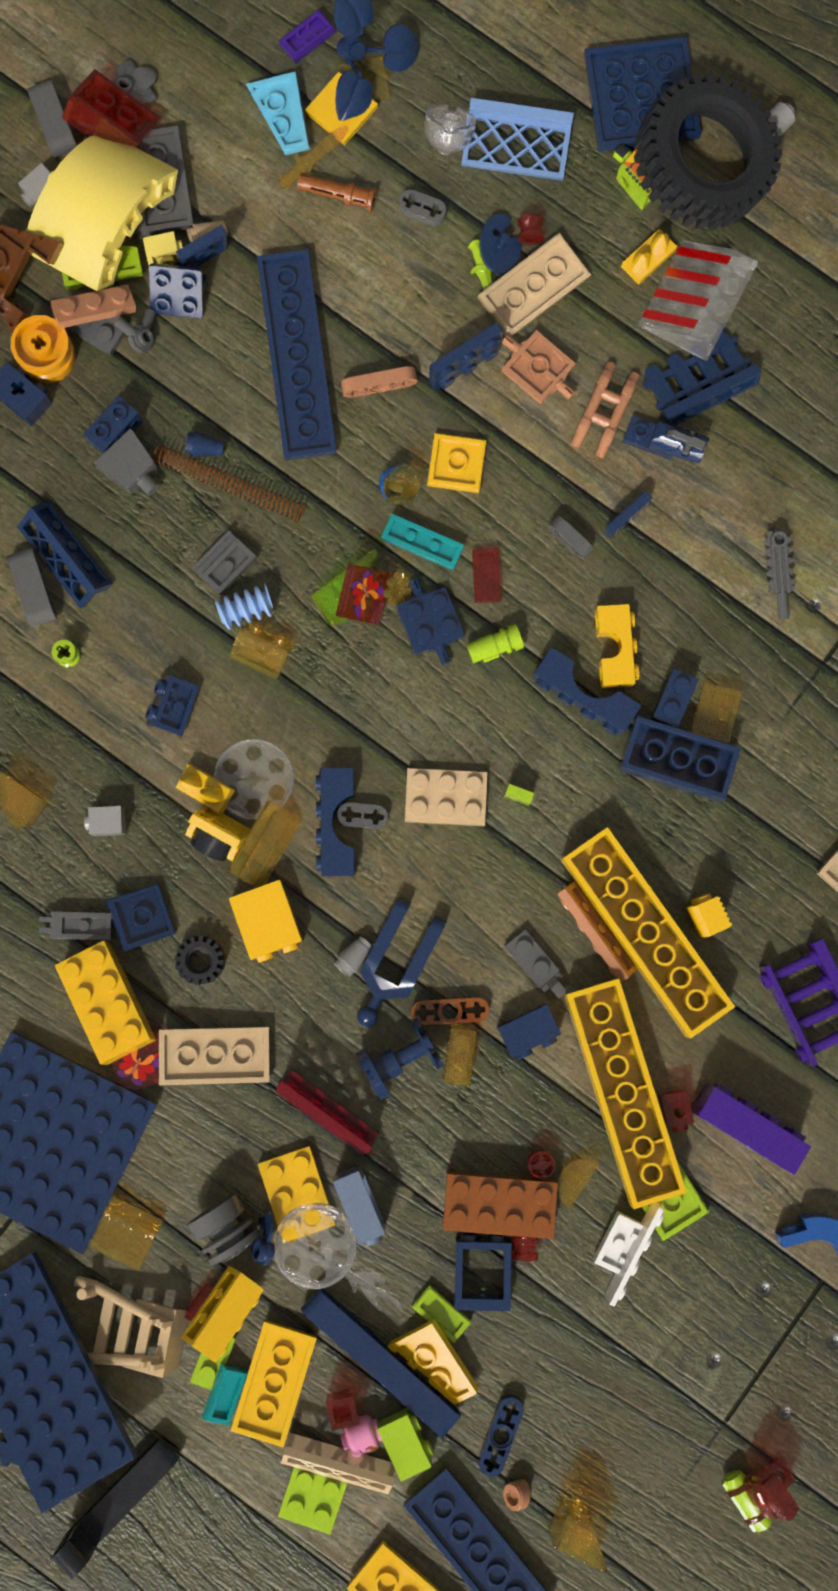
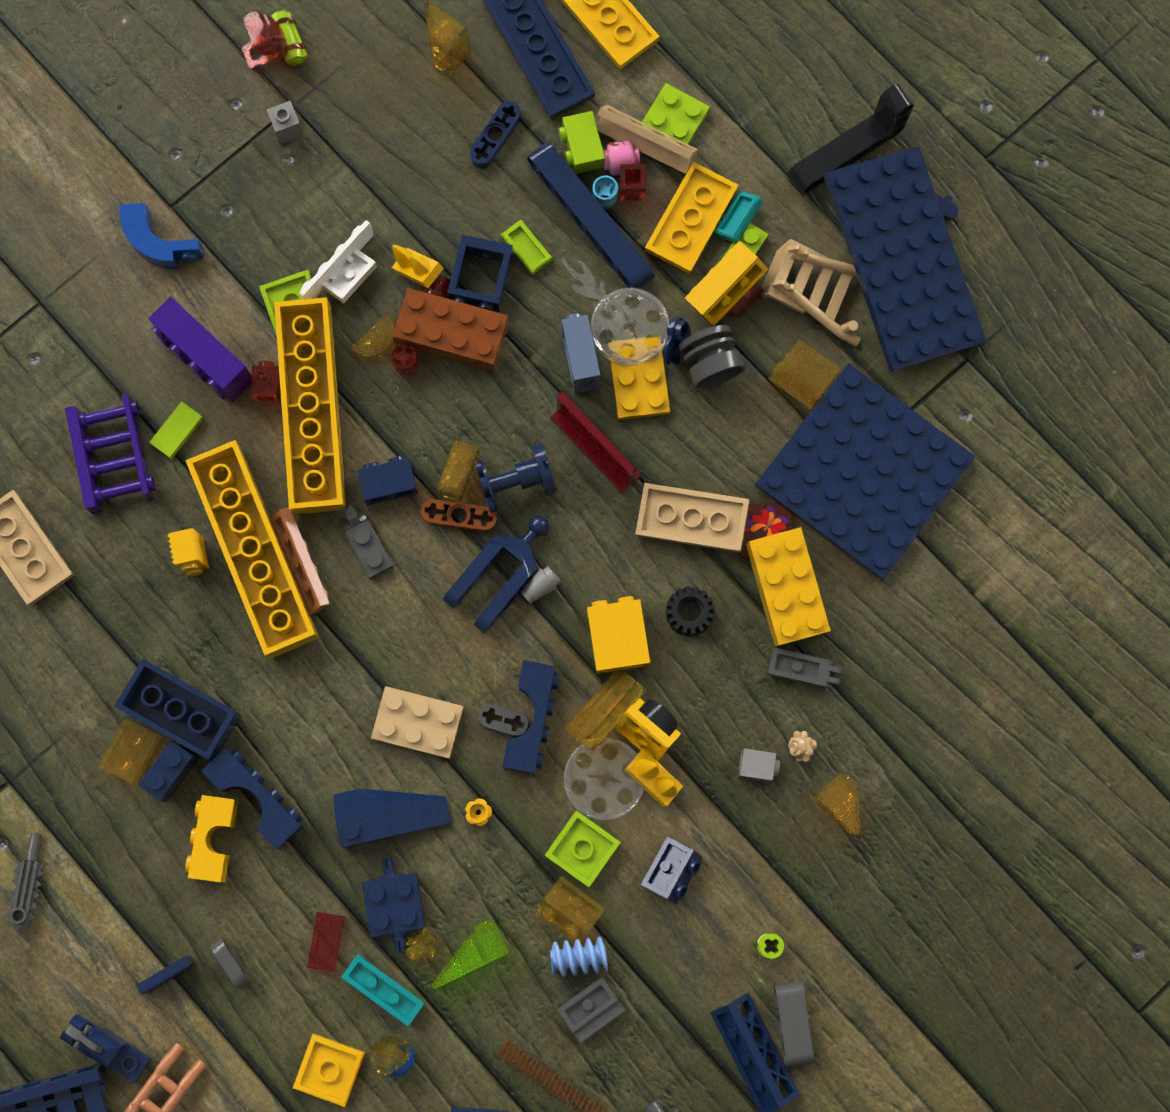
camera: 165 degrees left, 5 degrees down
(66, 848) = (801, 746): none -> tan plant
(140, 917) = (740, 663): dark blue tile -> none
(261, 708) = (582, 848): none -> lime plate
(363, 594) = (454, 943): clear red tile -> none
(370, 1397) = (607, 187): none -> medium azure wheel
(375, 721) = (472, 817): none -> yellow plate
(436, 1358) = (538, 208): yellow wing -> none
(460, 701) = (378, 815): none -> dark blue wedge
(491, 645) = (335, 866): lime axle -> none
(517, 1494) = (492, 82): nougat tile -> none
(519, 794) = (344, 709): lime tile -> none
(550, 1265) = (415, 266): none -> yellow tile
(726, 1401) = (285, 122): none -> light grey brick
(754, 1041) = (176, 430): none -> lime tile

